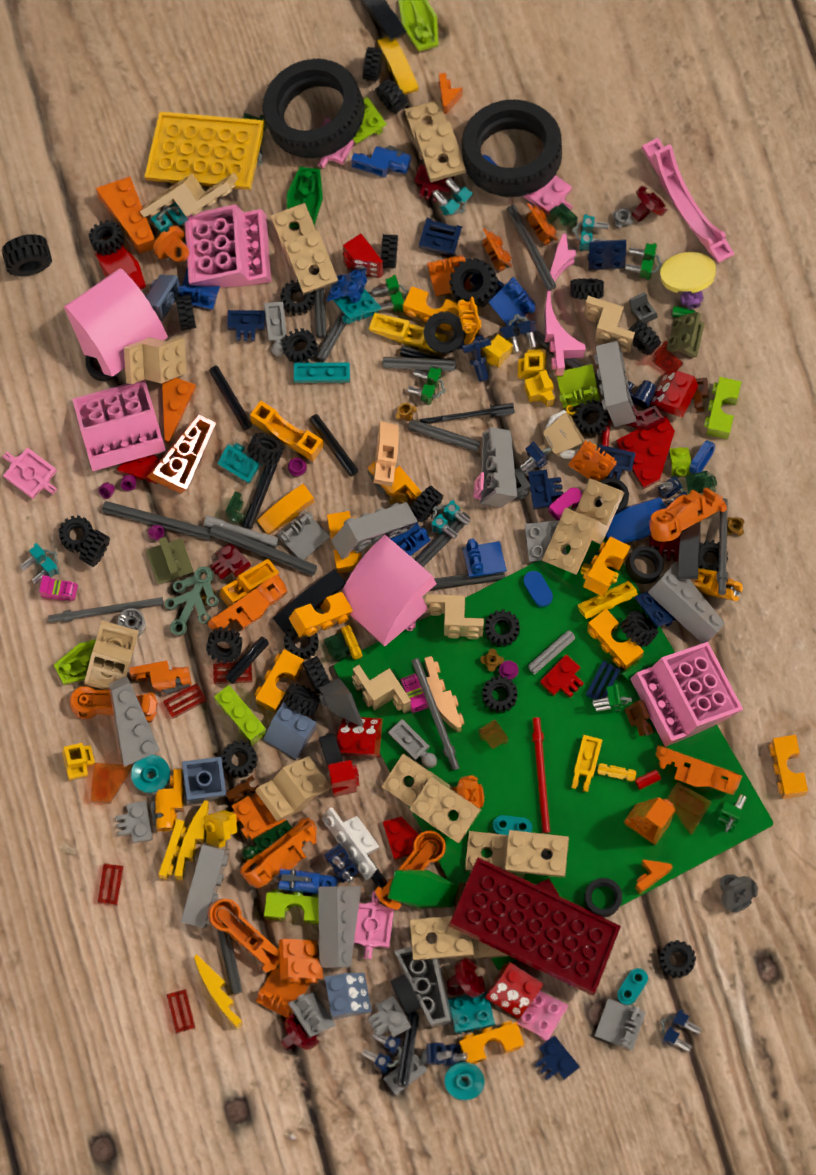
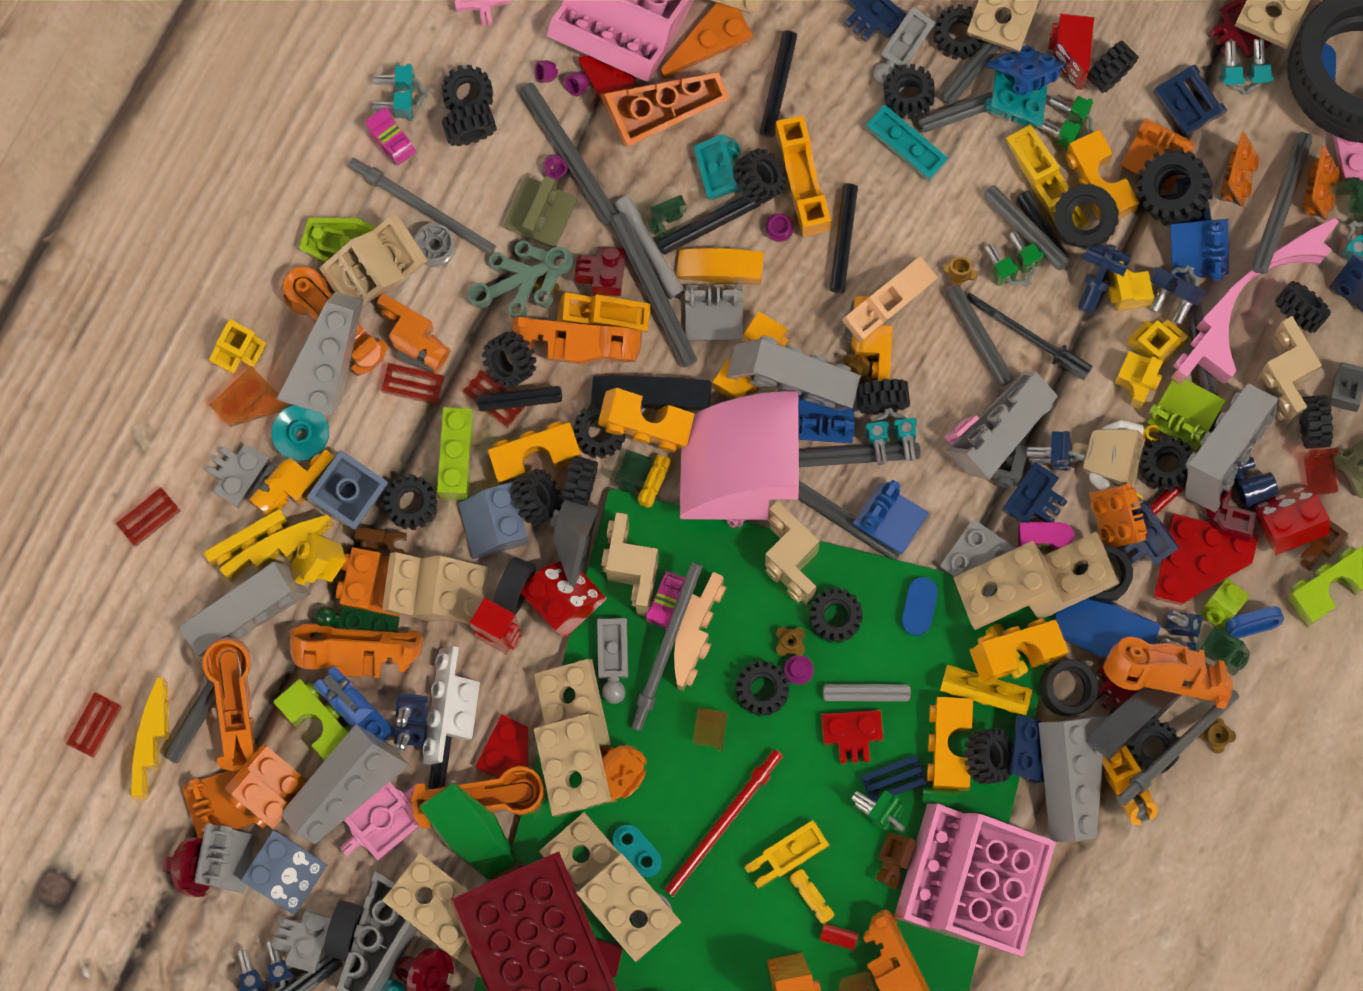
camera: 45 degrees right, 5 degrees up
(469, 319) = (1126, 224): light orange hinge -> none

